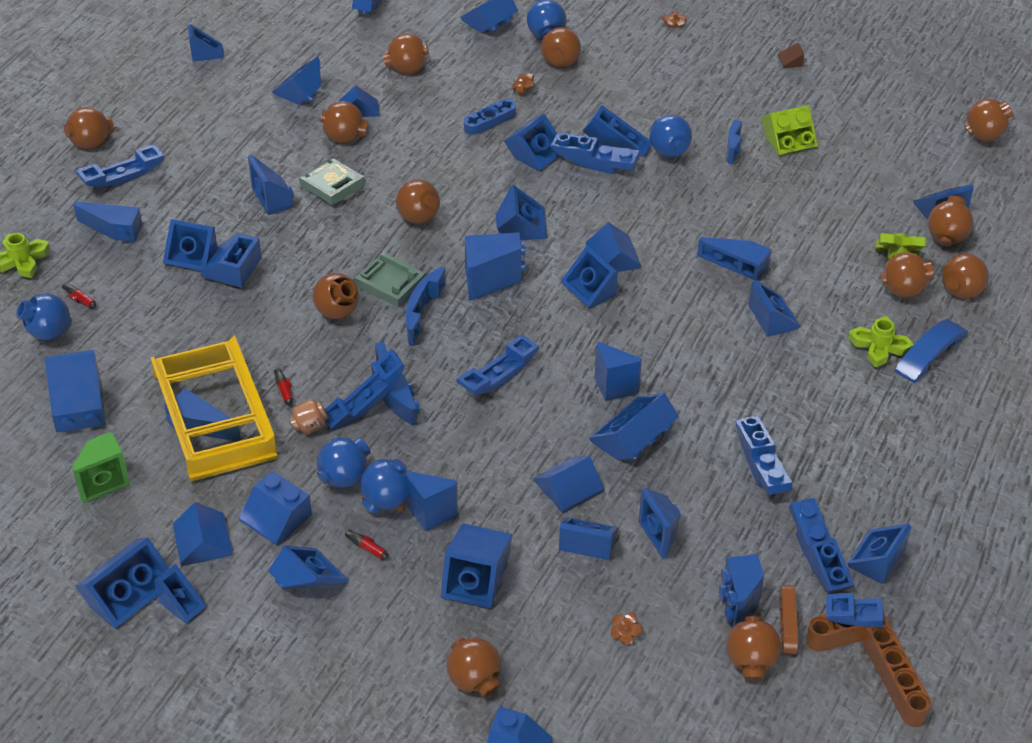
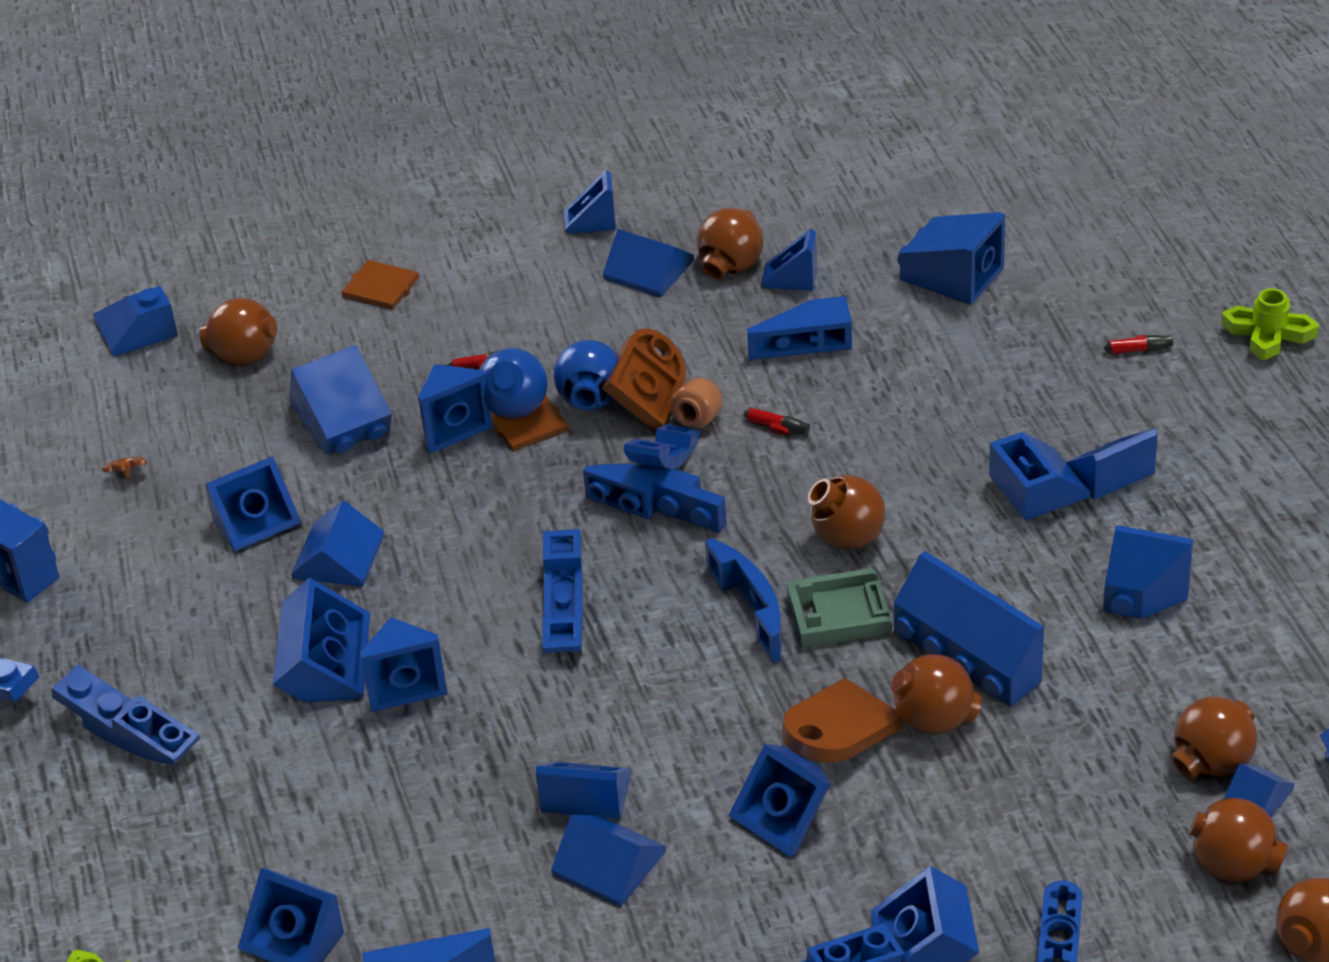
camera: 140 degrees right, 5 degrees down
(44, 316) = (1107, 276): blue brick -> none
(100, 468) = (816, 207): bright green slope -> none
(111, 220) = (1251, 418): blue slope -> none
(124, 582) = (657, 185): blue slope -> none
(146, 460) = (793, 266): none -> blue slope
(155, 498) = (729, 242): none -> dark orange brick
(229, 456) = (887, 390): yellow piece -> none
(275, 508) = (607, 319): blue slope -> none
(304, 568) = (497, 296): blue slope -> none
(310, 444) = (644, 378): none -> dark orange tile
(330, 175) = (1110, 663): sand green container -> none
(348, 657) = (380, 284): none -> dark orange piece
(367, 217) = (972, 626): none -> blue slope
(392, 90) = (1236, 841): none -> dark orange brick
(452, 227) = (840, 722): none -> dark orange tile
(493, 262) = (726, 683): blue slope -> none
(659, 520) = (180, 555): blue slope -> none

